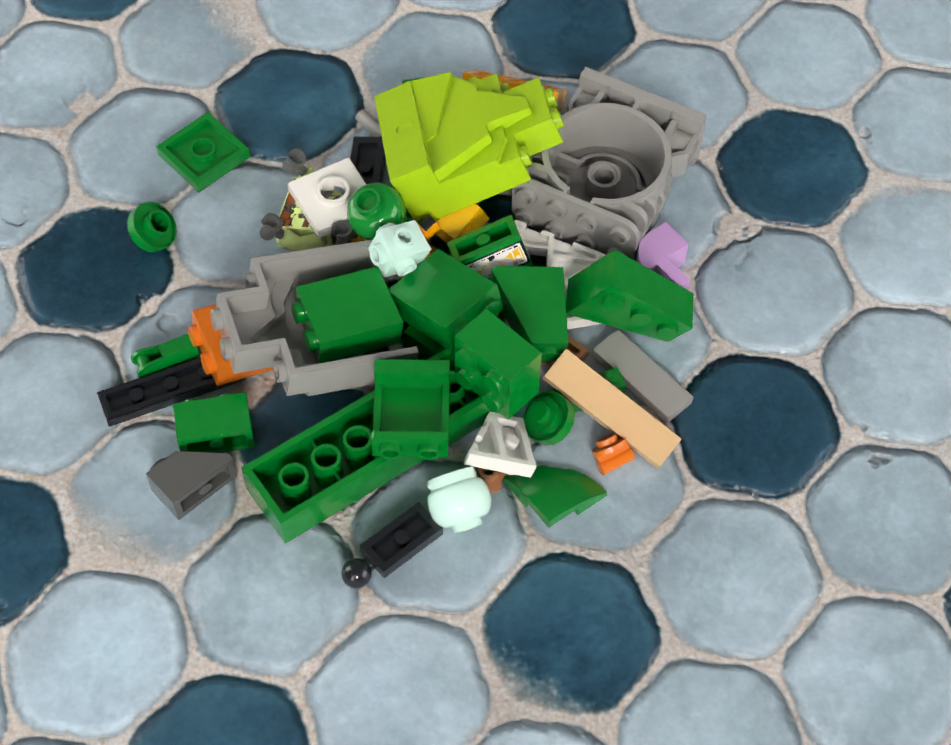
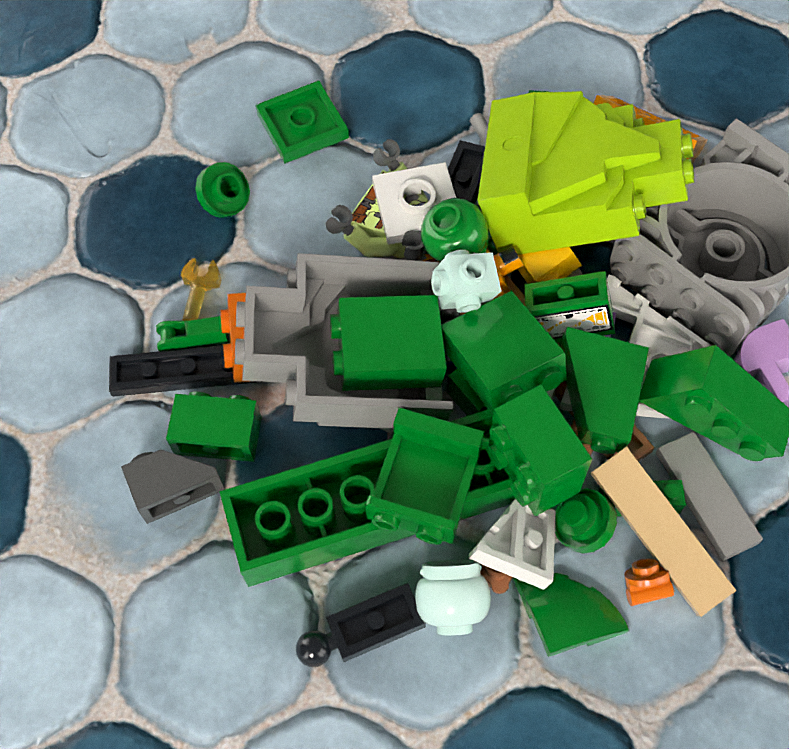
camera: 20 degrees right, 5 degrees up
(156, 315) = (198, 286): none -> clear yellow bar

